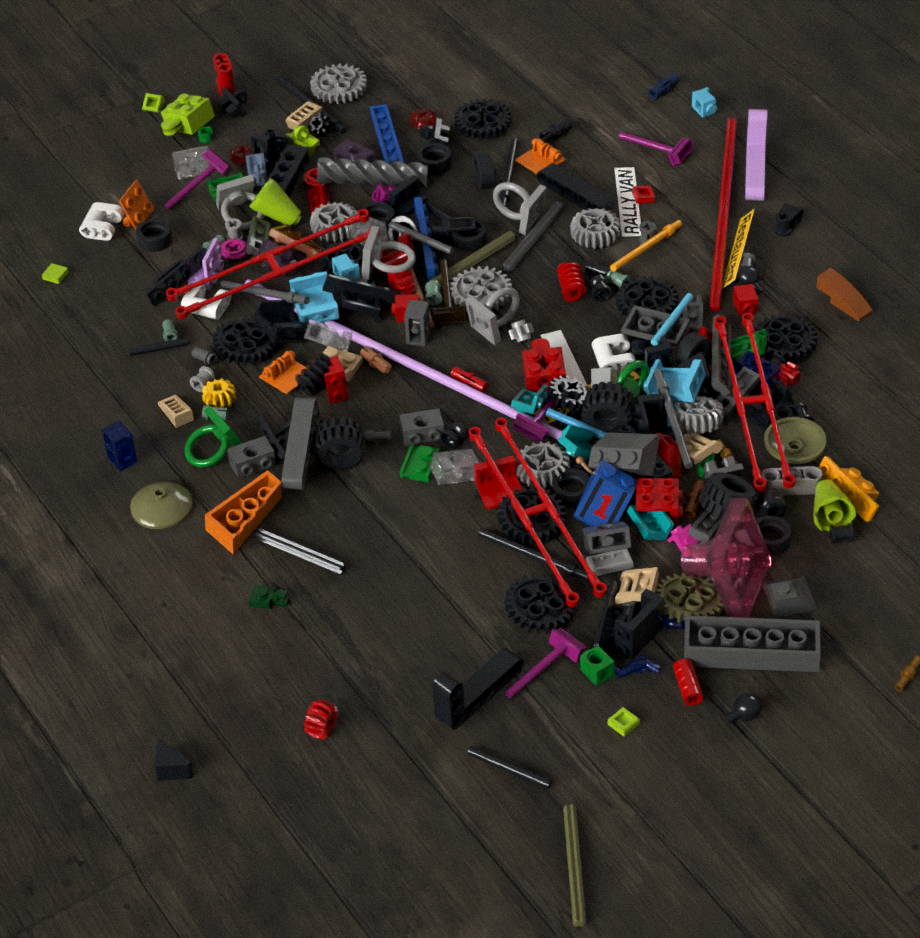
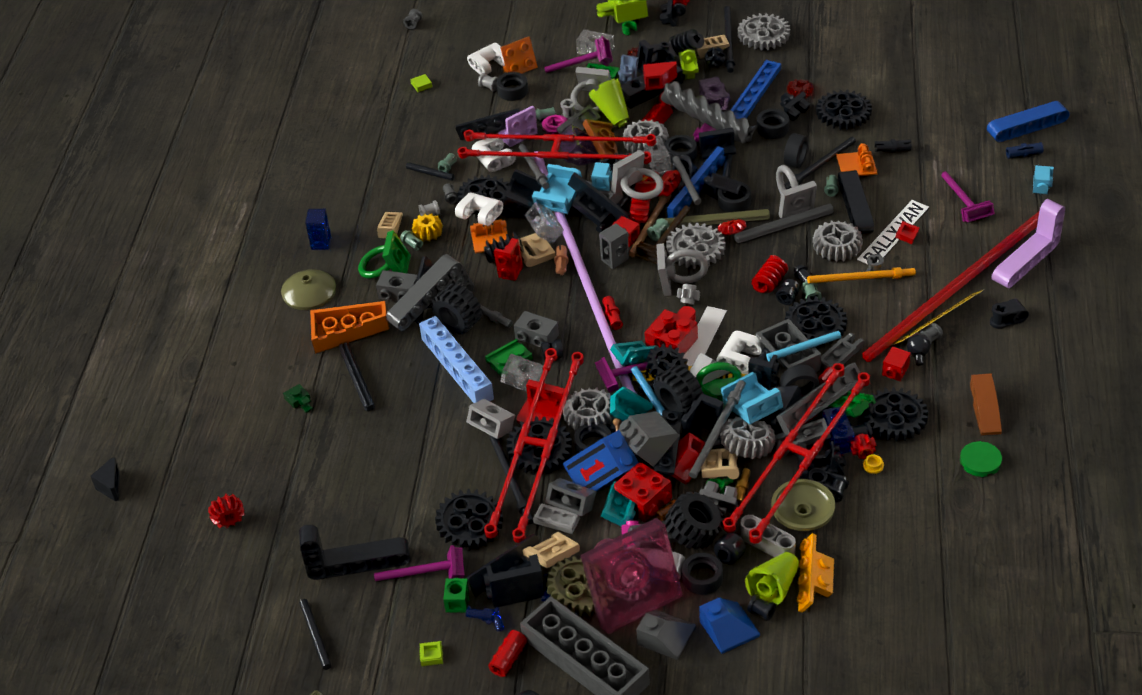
camera: 40 degrees right, 0 degrees up
(125, 241) = (487, 81): none -> light grey bush
(261, 345) = (488, 208): none -> white connector
(287, 120) = (686, 41): none -> black piece
(295, 160) = (659, 74): none -> red slope
(381, 488) = (456, 360): none -> light blue brick
(467, 516) = (490, 418): none -> light grey brick
(496, 259) = (732, 227): none -> red gear
(537, 182) = (831, 187): none -> sand green pin
(643, 61) = (1028, 121): none -> blue beam
(807, 384) = (873, 464): none -> yellow plate
(828, 562) = (727, 624): none -> blue slope
(879, 337) = (980, 458): none -> green tile

